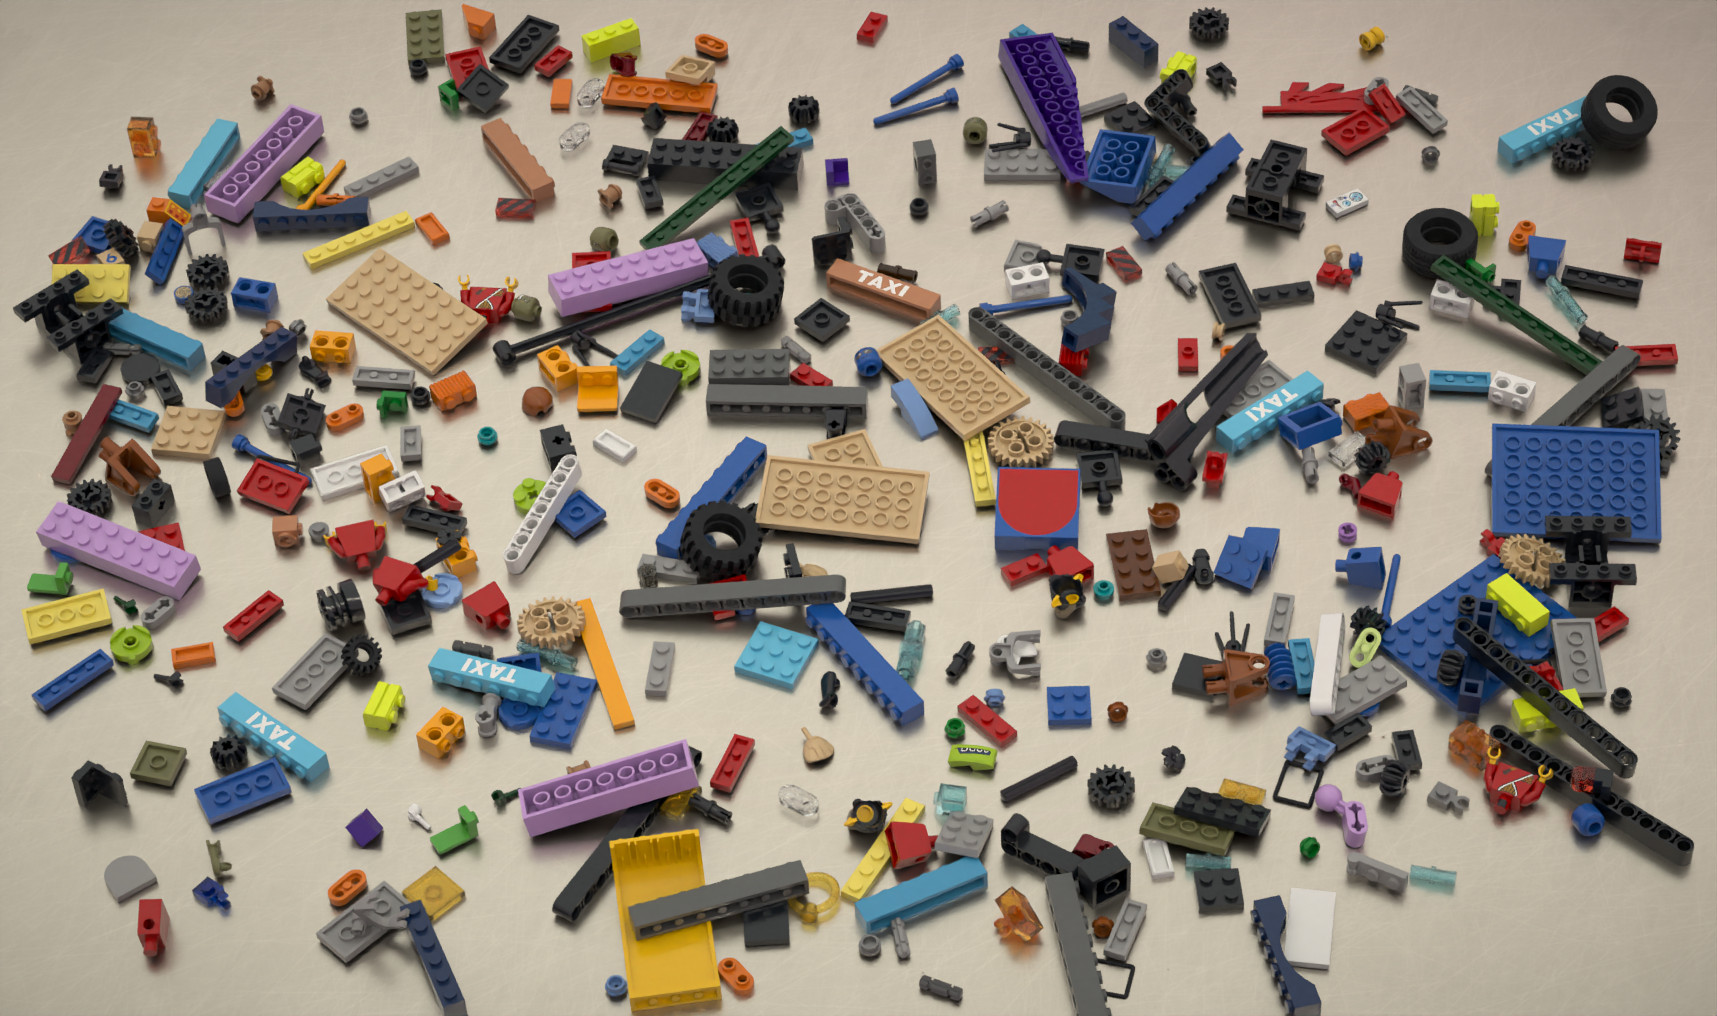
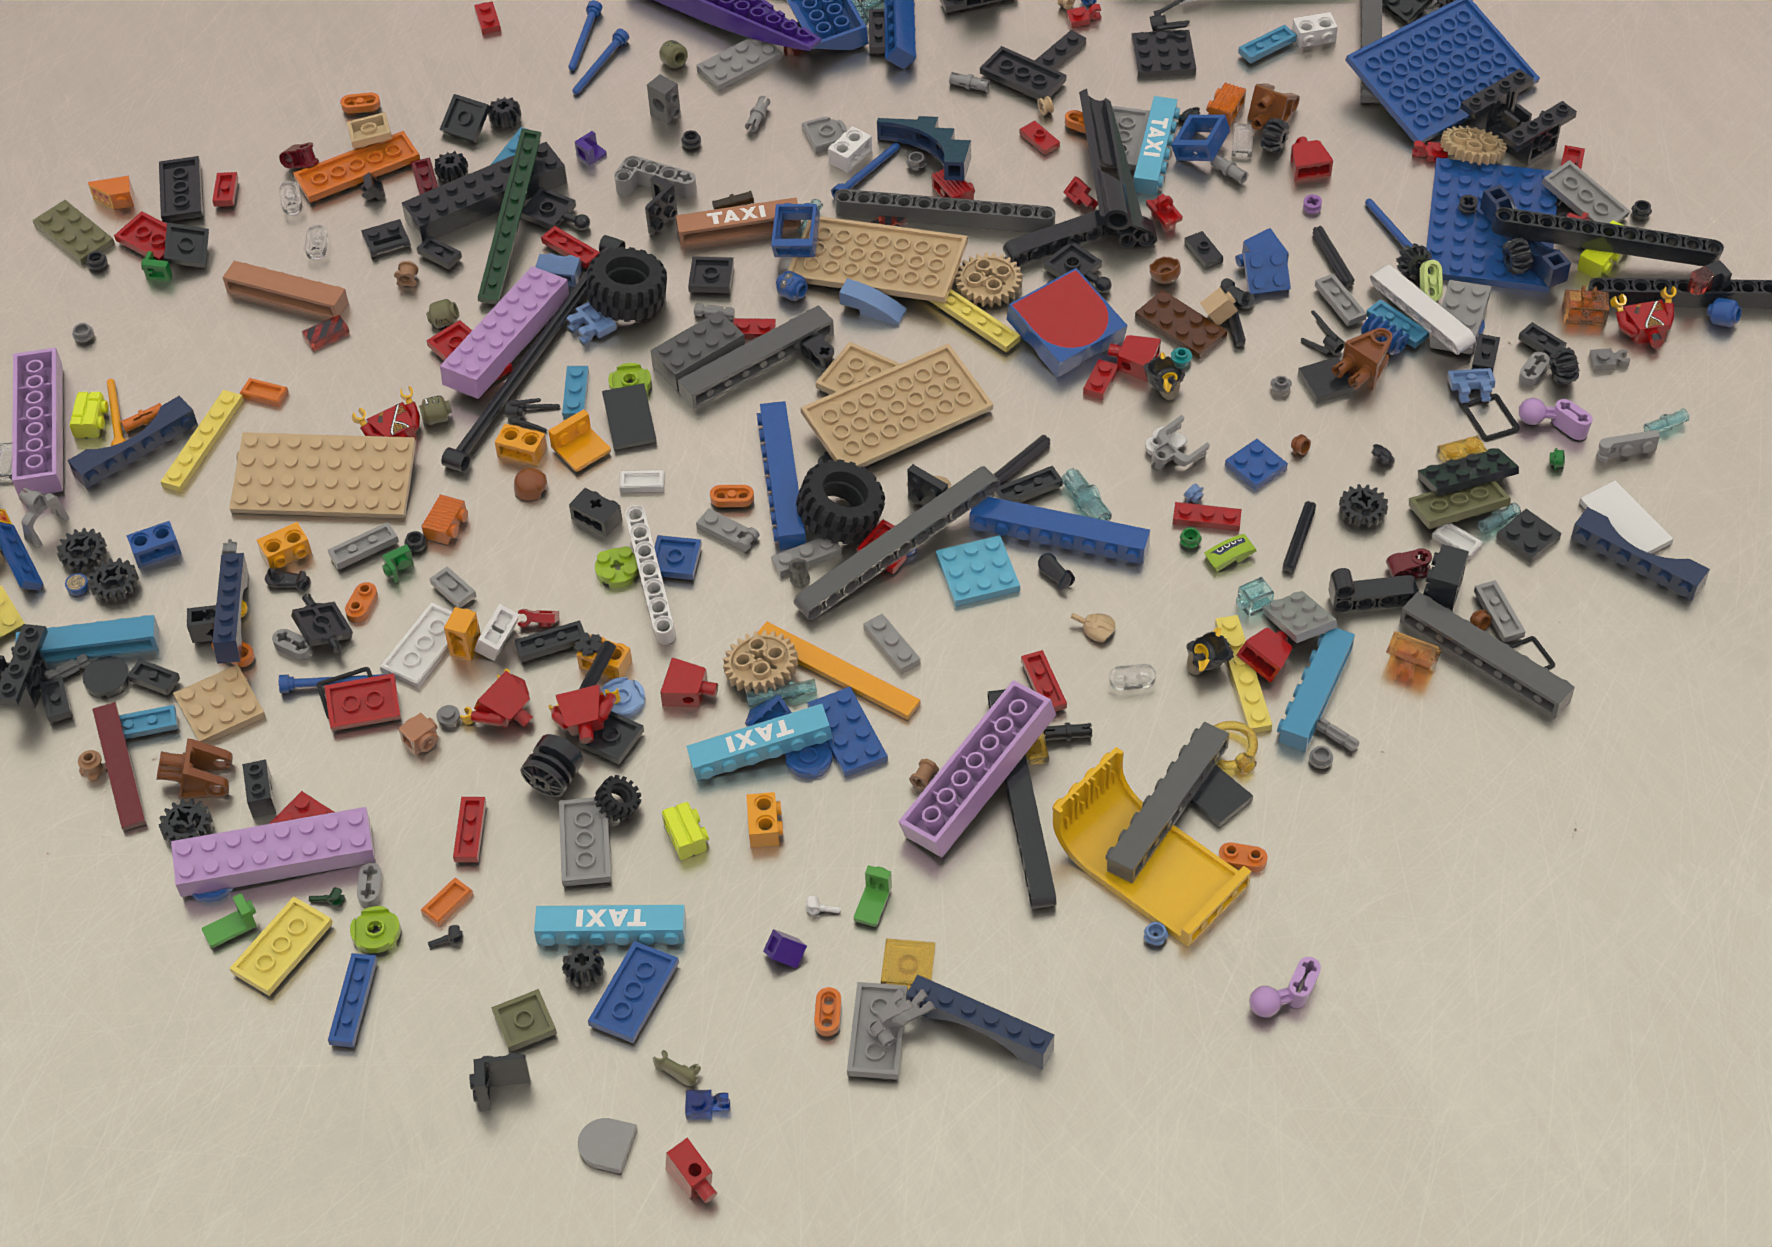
camera: 40 degrees left, 5 degrees up
(135, 390) = (125, 700): flat silver plate -> none
(217, 477) = (301, 726): black tyre -> none
(271, 327) = (208, 566): medium nougat brick -> none
(305, 450) = (358, 652): black brick -> none
(382, 178) = (166, 375): light grey plate -> none
(472, 649) = (708, 730): dark grey axle -> none
(487, 436) = (517, 540): teal plate -> none
(487, 715) = (789, 777): light grey connector -> none
(500, 798) = (878, 837): dark green hand -> none
(561, 93) = (261, 213): orange tile -> none
(610, 40) = (263, 144): neon yellow brick -> none
(634, 516) = (727, 530): none -> light grey plate
(768, 97) = (464, 118): none -> black plate
(892, 314) = (795, 247): none -> blue window
(940, 987) = (1413, 753): dark grey axle -> none
(960, 660) = (1133, 481): black axle -> none
(1021, 139) = (720, 41): black plant -> none
(1071, 258) = (865, 112): black plate -> none
(1124, 263) = (909, 94): clear red tile -> none
(1217, 517) = (1203, 249): none -> black plate
(1315, 583) = (1333, 256): none -> black axle
(1350, 483) = (1276, 165): dark red arm -> none
(1364, 567) = (1362, 220): blue torso -> none
(1411, 386) = (1244, 65): light grey brick -> none
(1518, 605) = (1518, 182): neon yellow brick -> none

